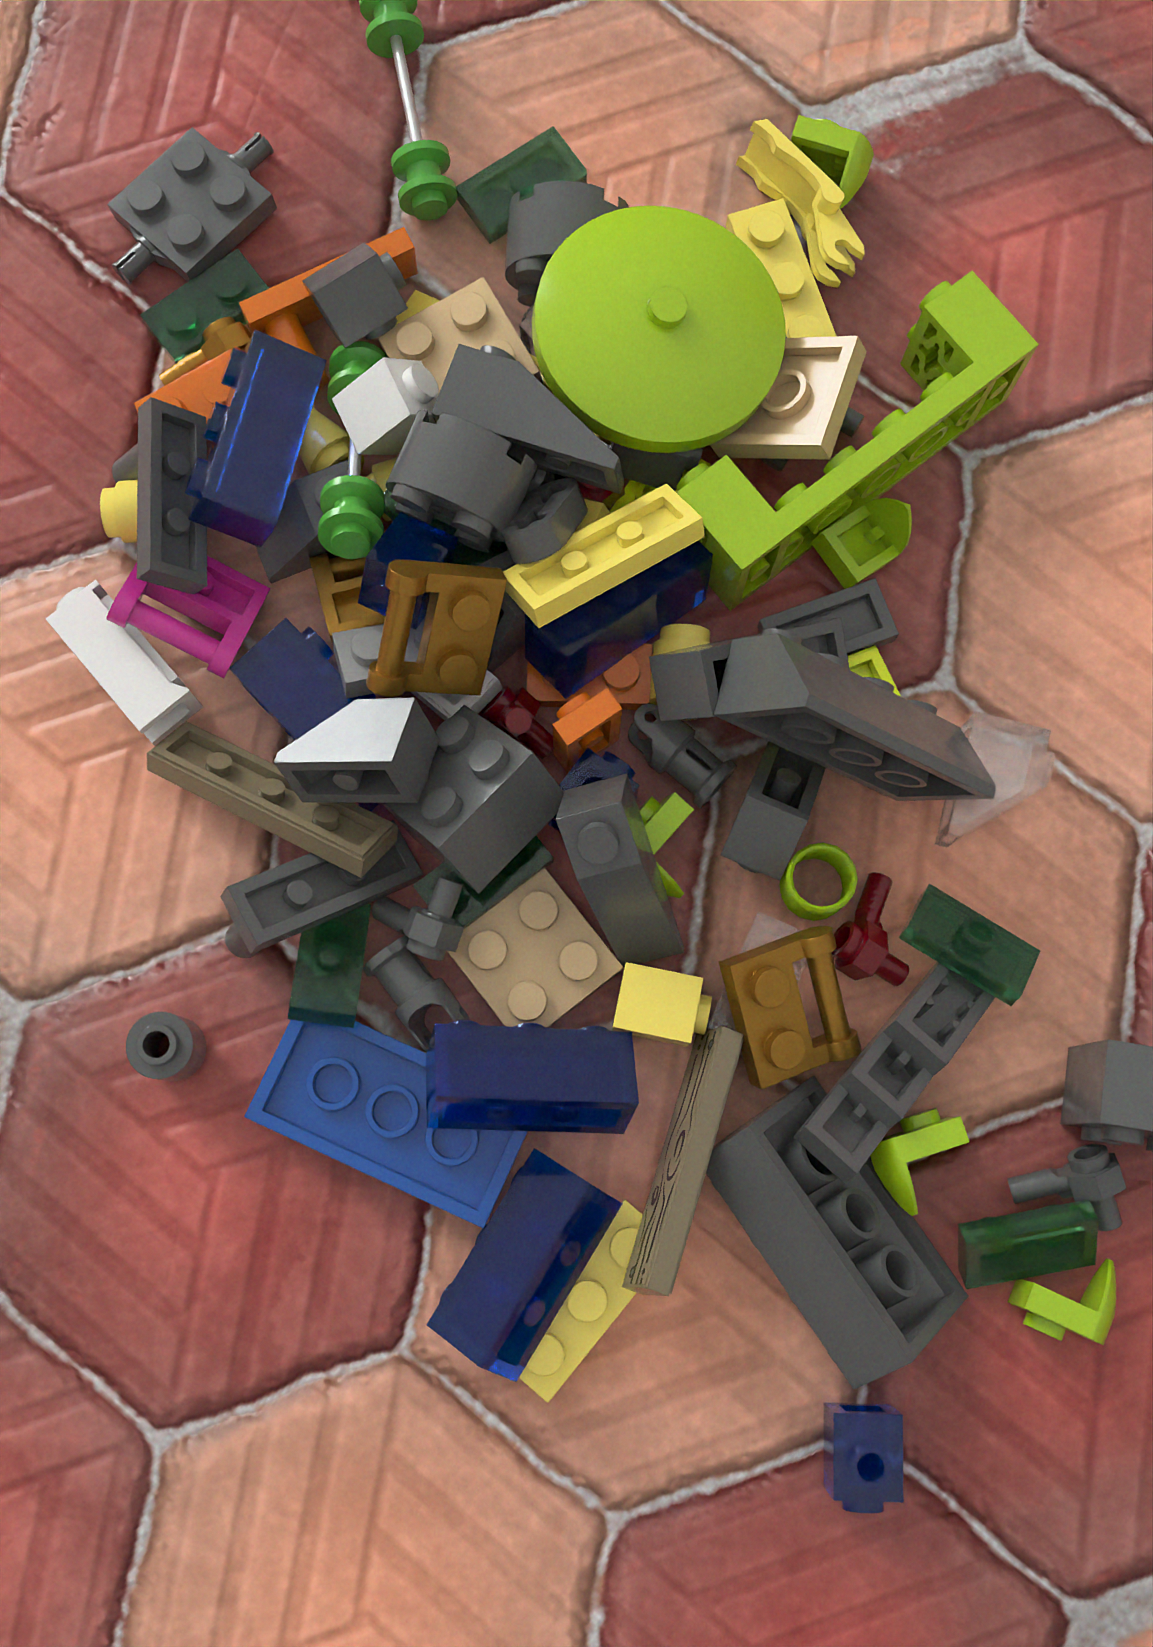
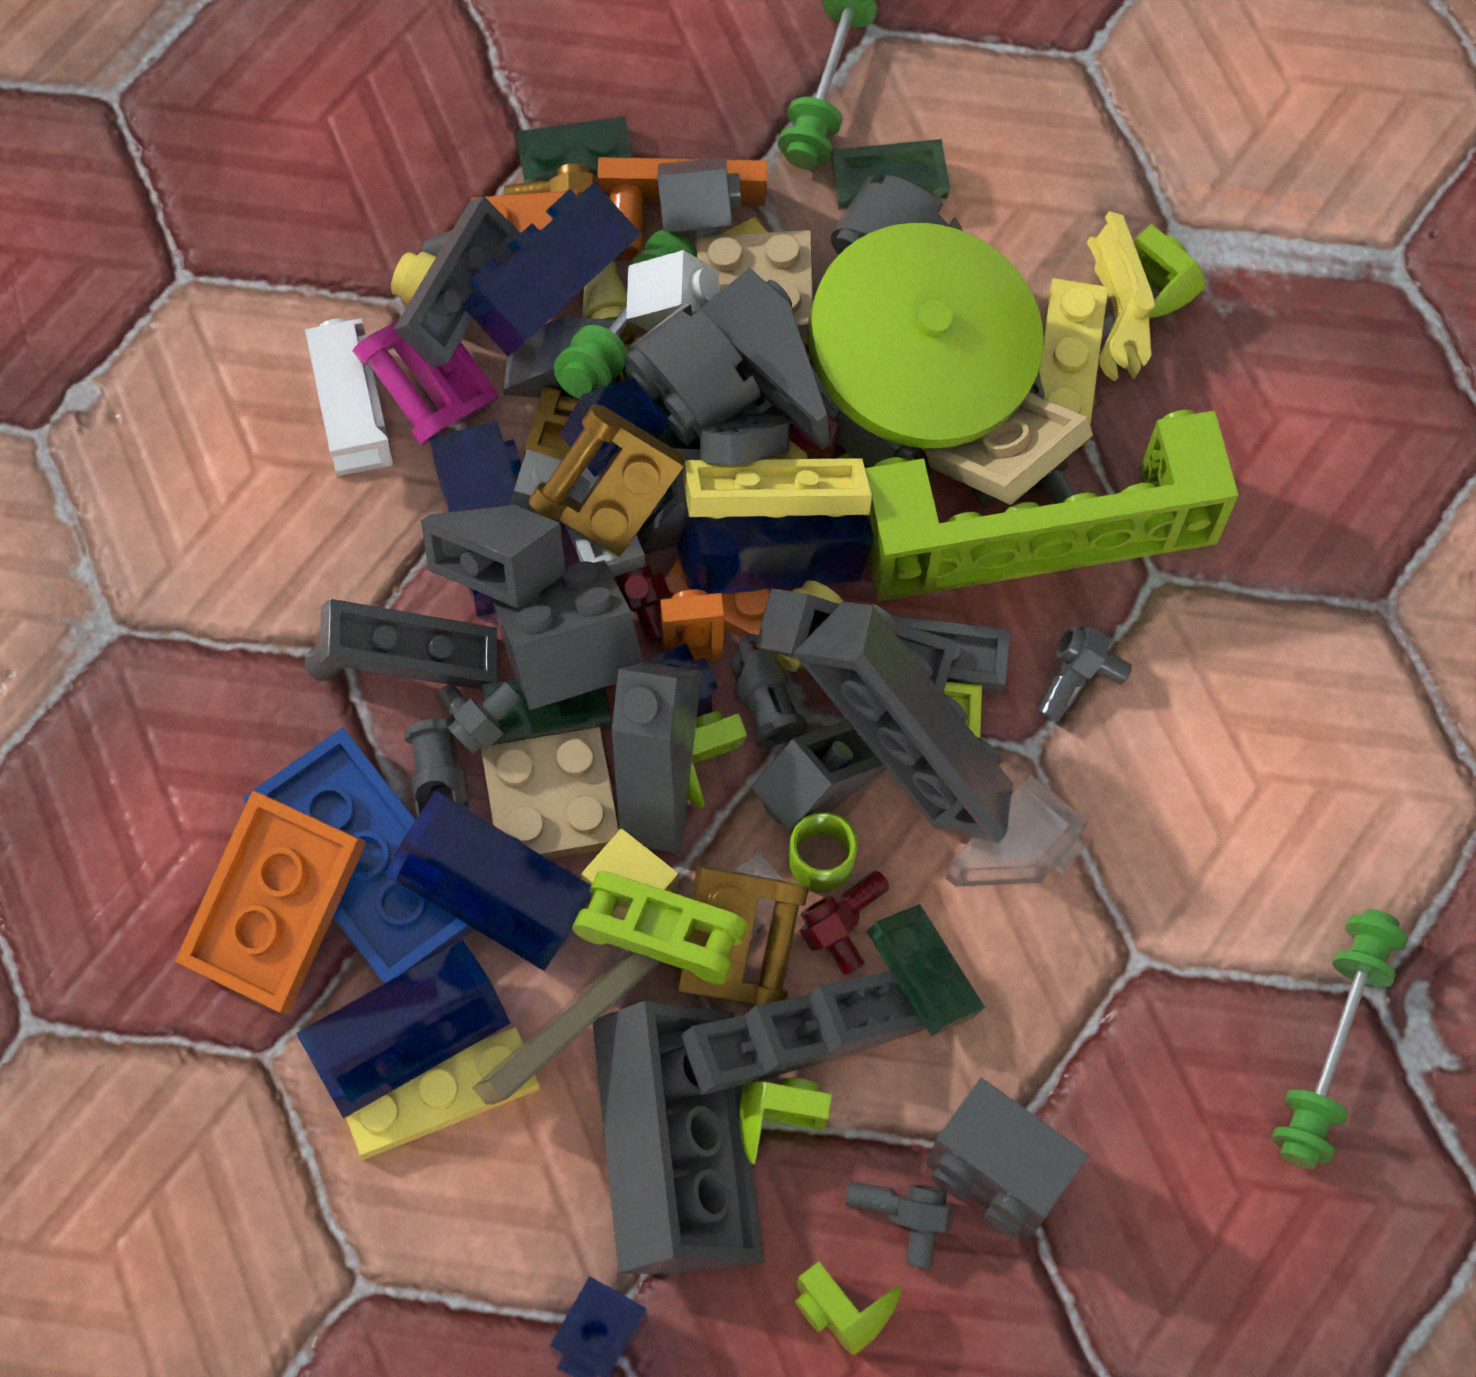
camera: 25 degrees right, 10 degrees down
(185, 1050) = (212, 709): dark grey brick -> none
(192, 206) = (607, 66): dark grey plate -> none
(262, 796) = (399, 551): dark tan tile -> none
(330, 970) = (377, 715): clear green plate -> none
(330, 1208) = (270, 902): none -> orange plate
(722, 1045) = (660, 925): none -> lime plate
(865, 540) = (1019, 595): lime plate -> none
(951, 569) = (1083, 654): none -> dark grey piece
(1027, 1244) = (837, 1236): clear green plate -> none

